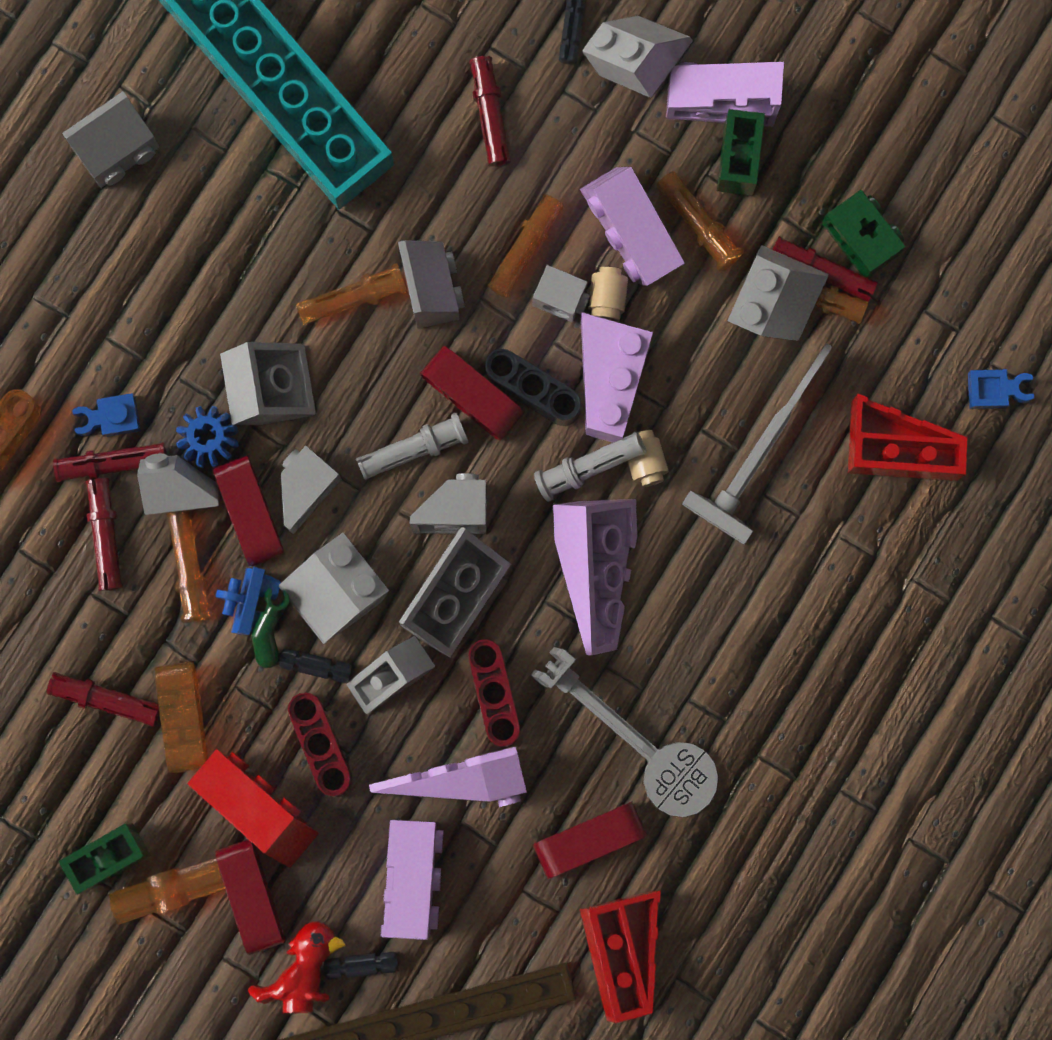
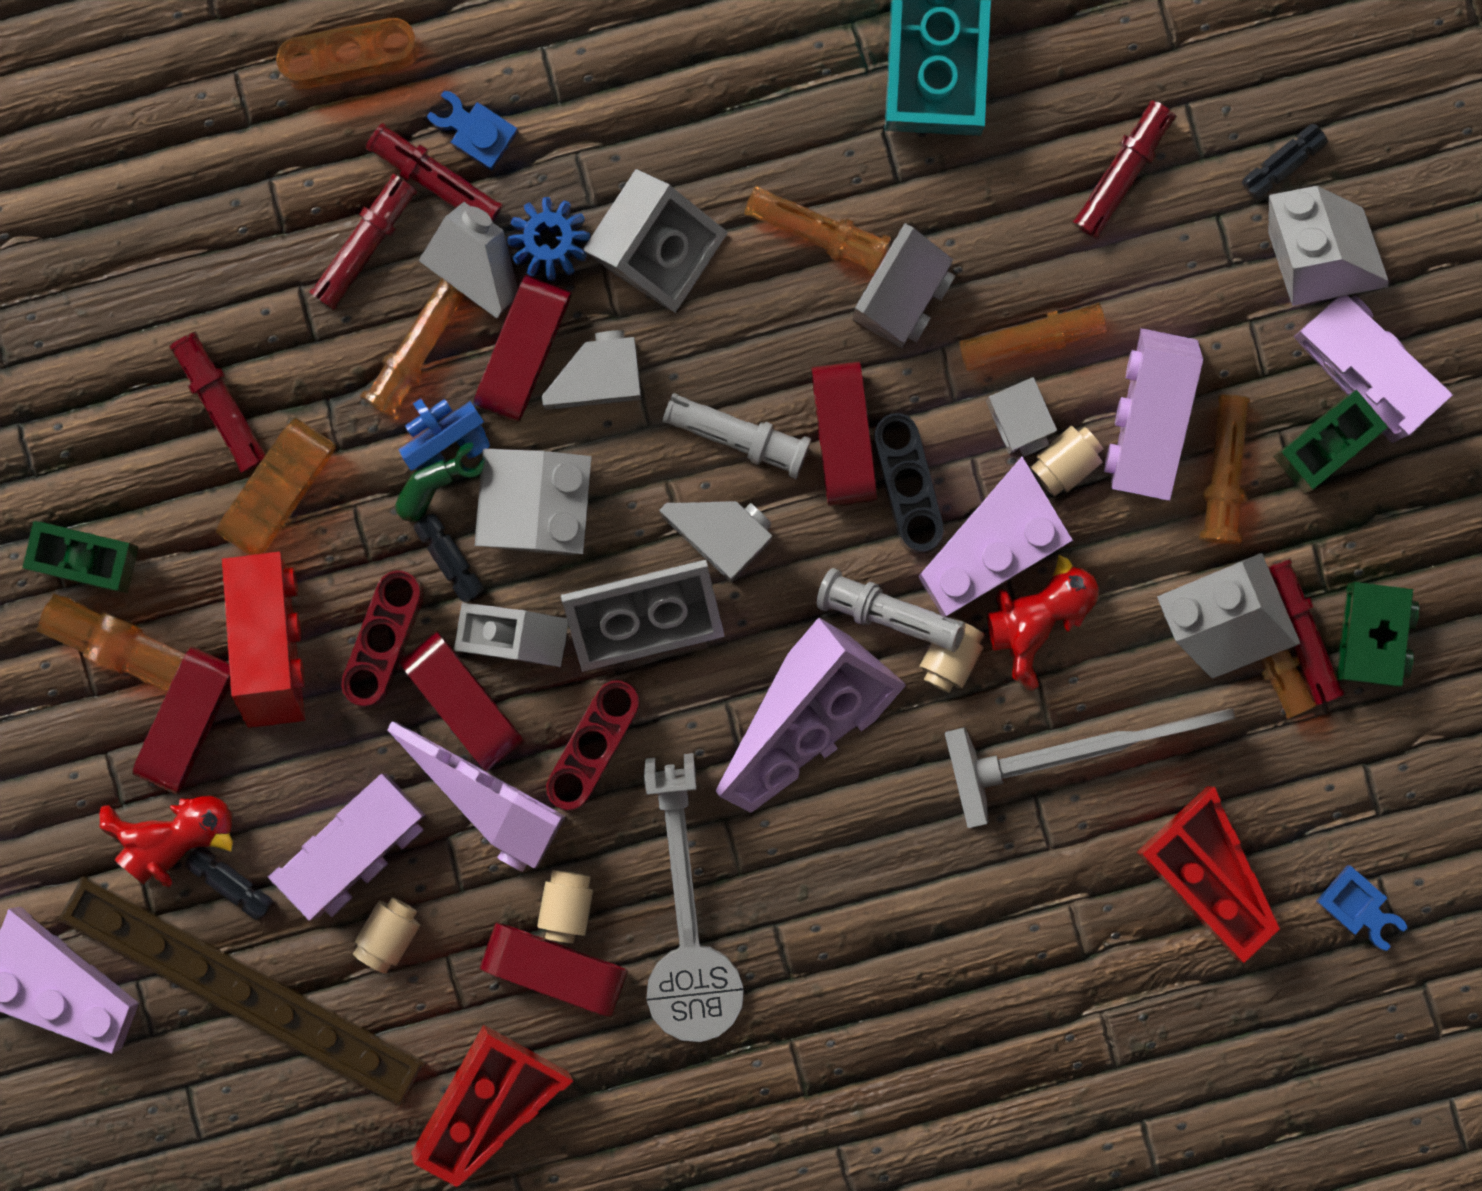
camera: 45 degrees right, 5 degrees up
(397, 738) = (461, 701): none -> dark red beam
(477, 909) = (386, 935): none -> tan brick
(563, 798) = (565, 906): none -> tan brick
(669, 401) = (1028, 620): none -> red animal

